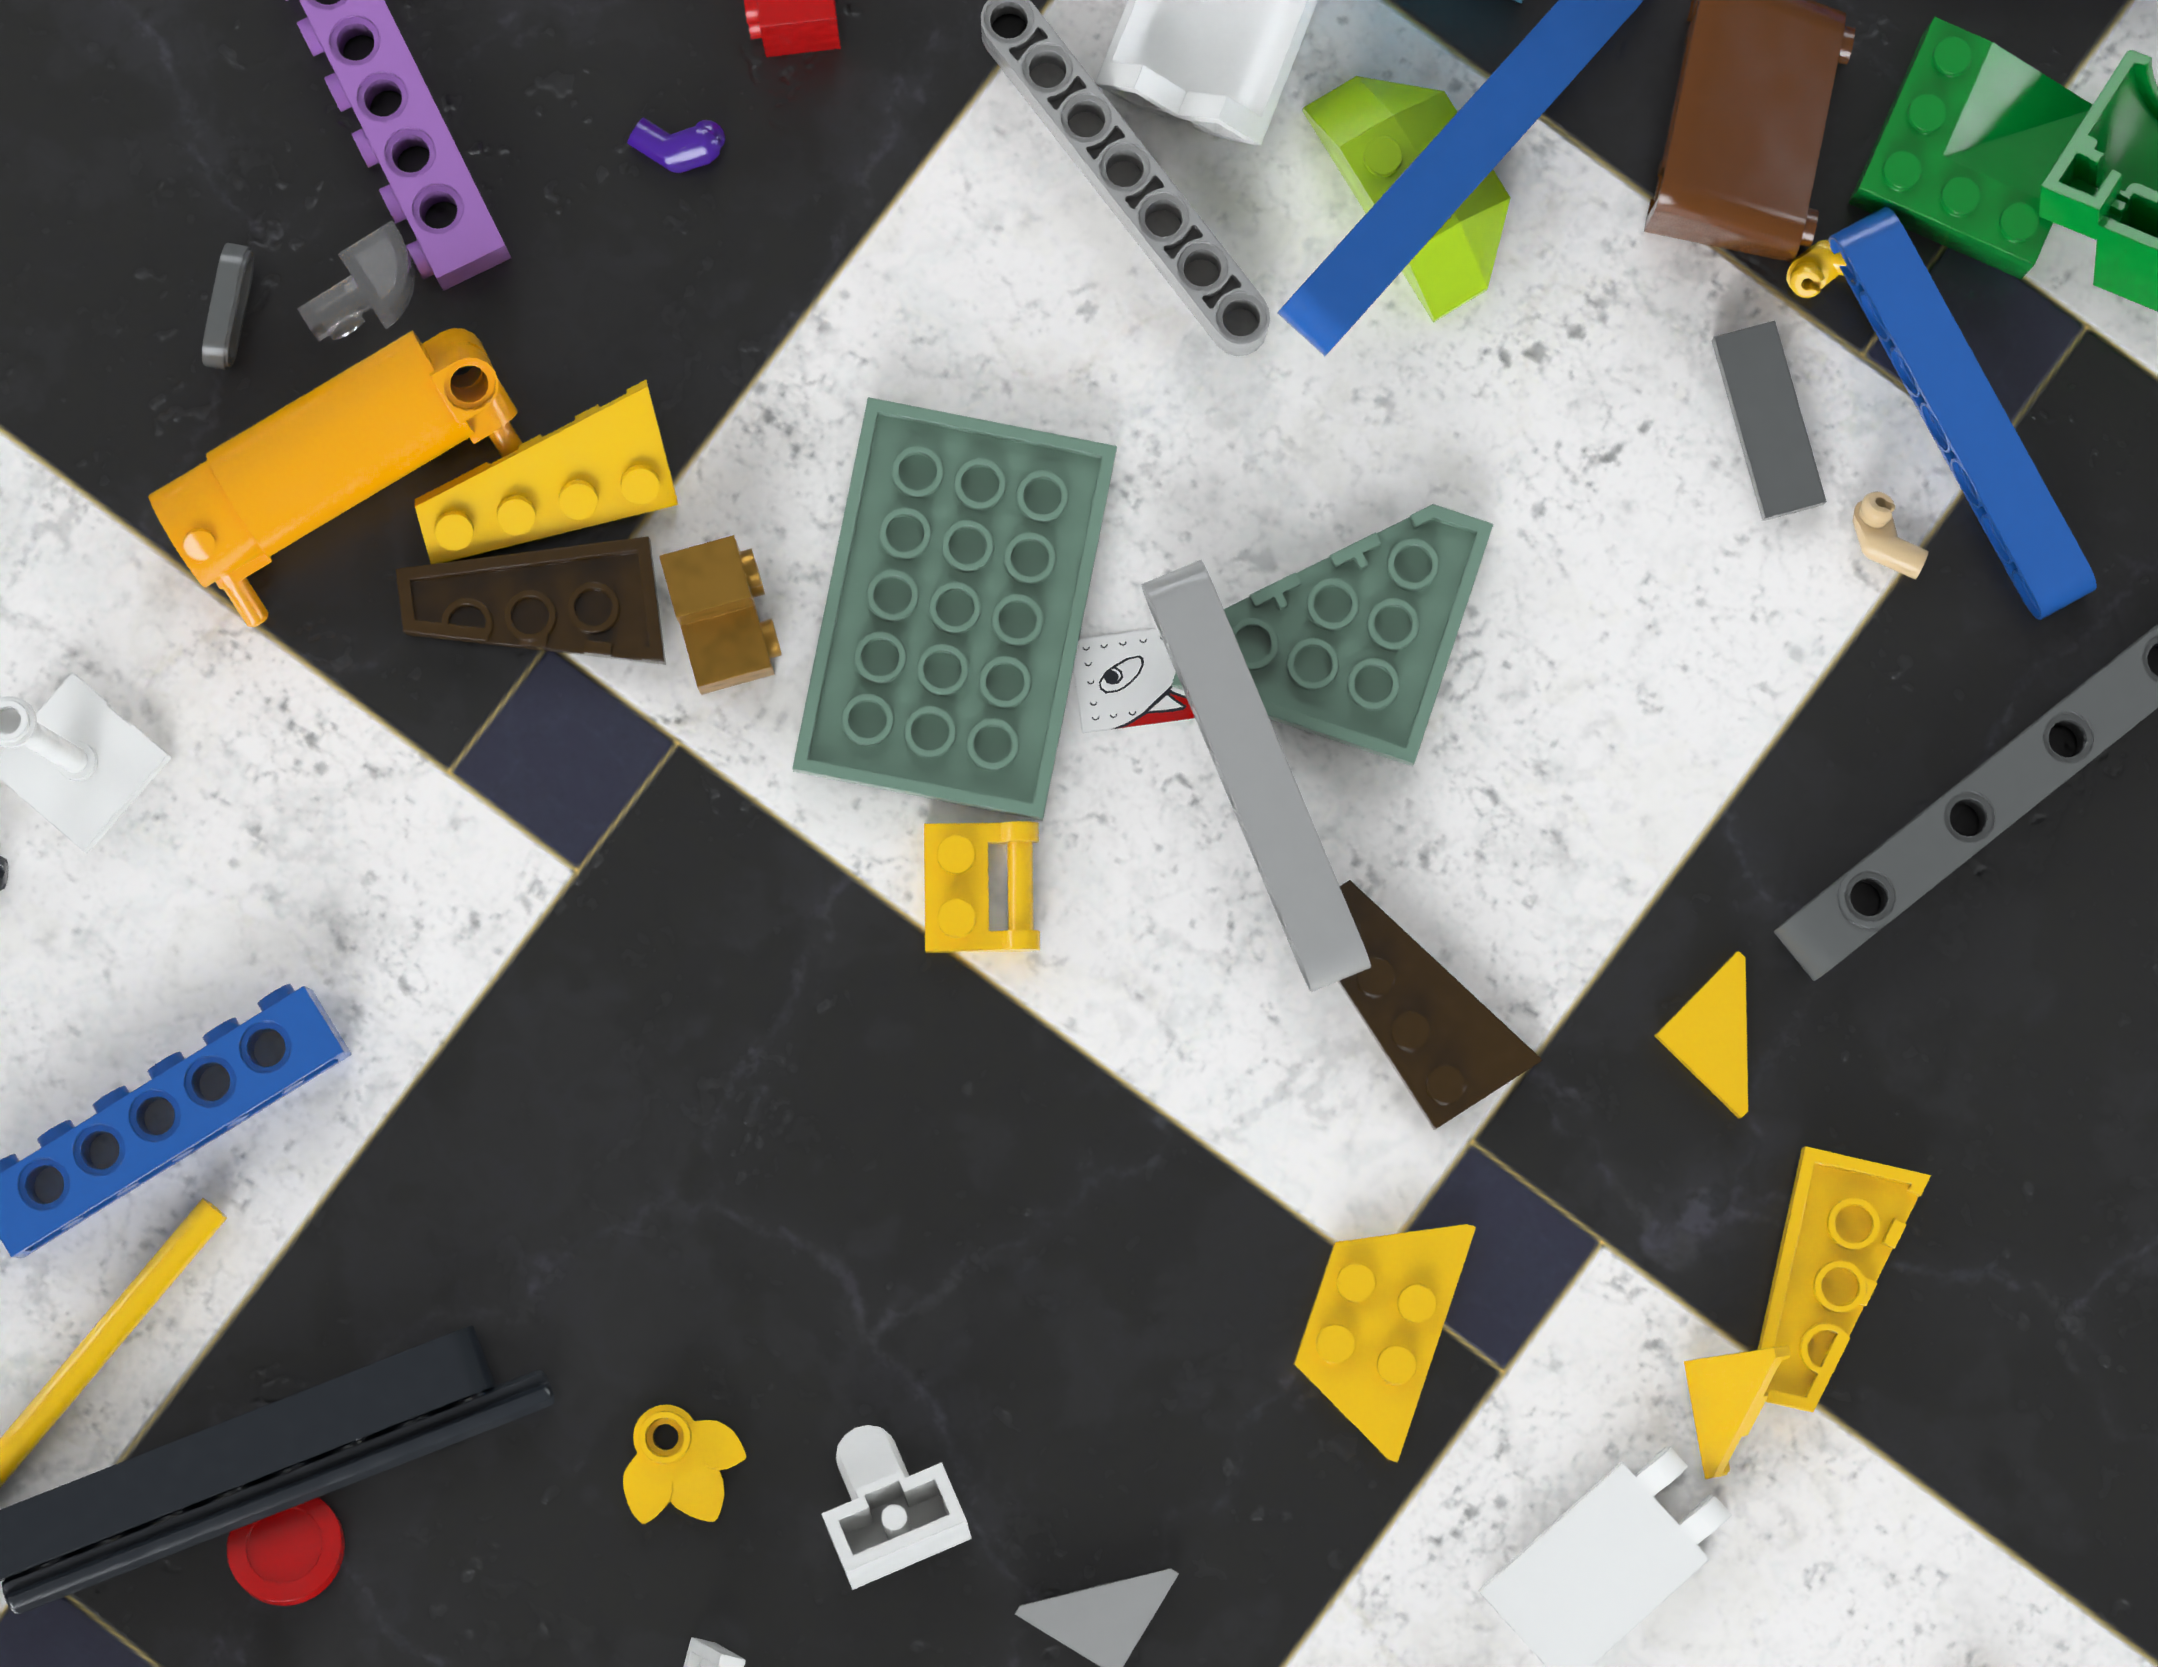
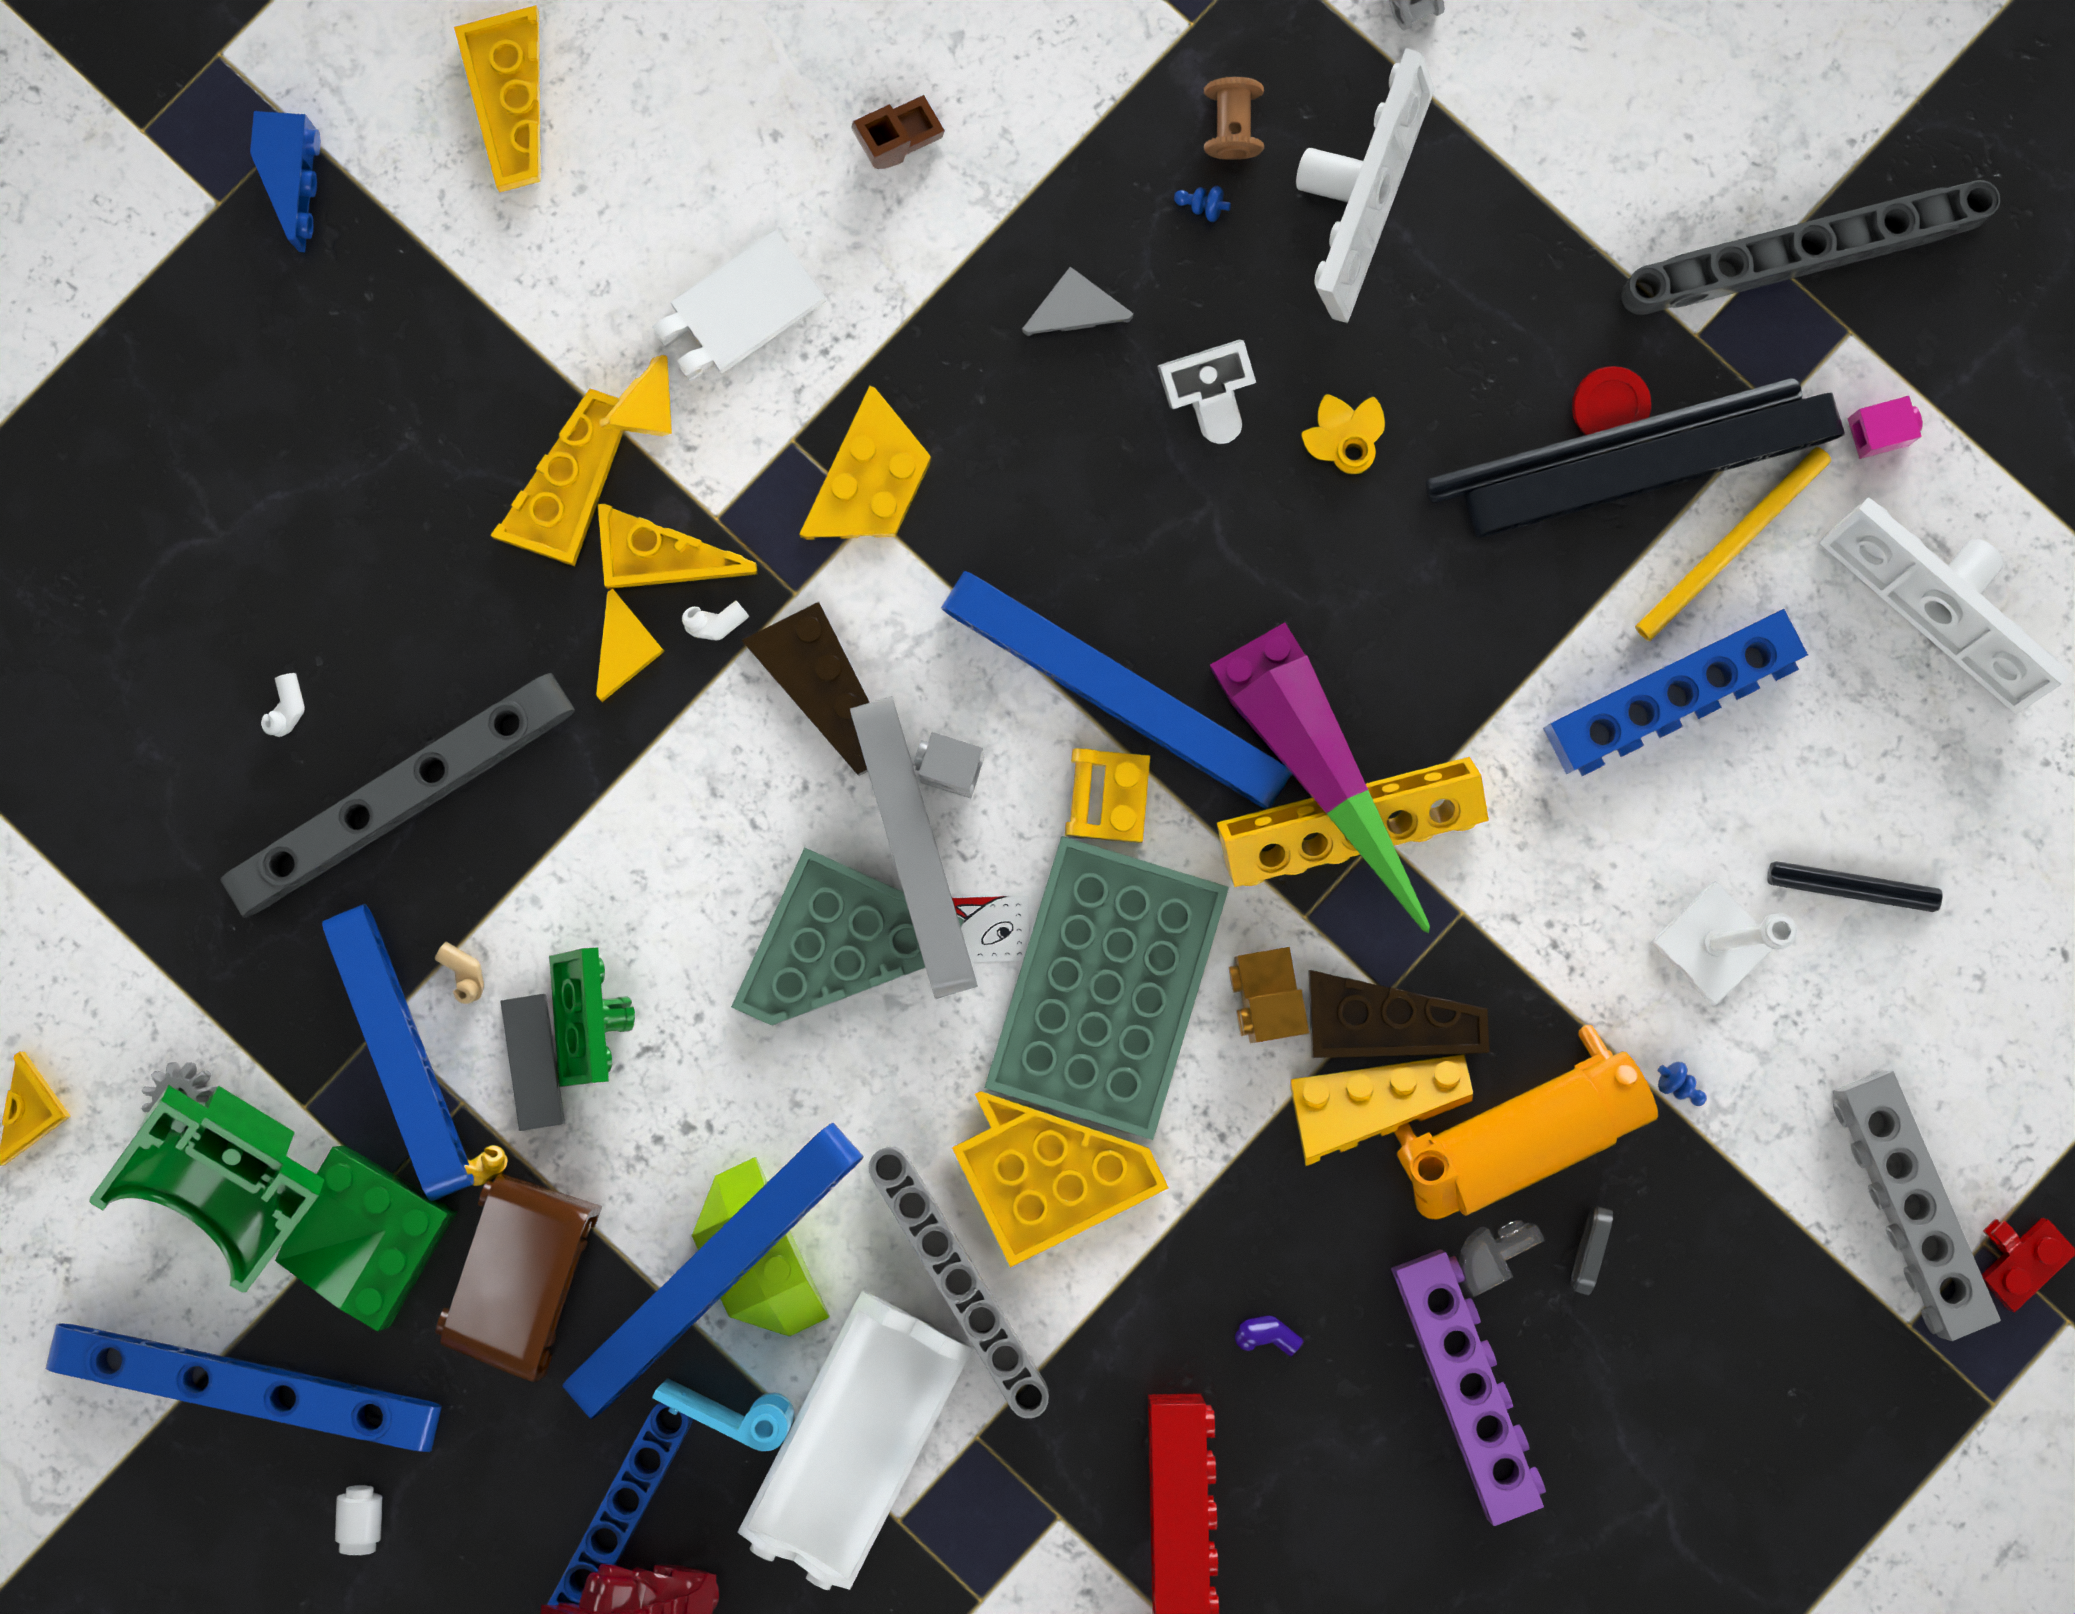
camera: 170 degrees left, 0 degrees up
(121, 558) = (1675, 1080): none -> blue hair
(620, 880) = (1289, 824): none -> yellow brick
(734, 1041) = (1286, 706): none -> magenta plate
(985, 1041) = (1116, 690): none -> blue beam
(1009, 333) = (1050, 1176): none -> yellow wing
(1217, 899) = (949, 764): none -> light grey brick
(1586, 1079) = (712, 625): none -> white arm
(1693, 1174) = (647, 554): none -> yellow wing
(1701, 484) = (584, 1017): none -> green plate

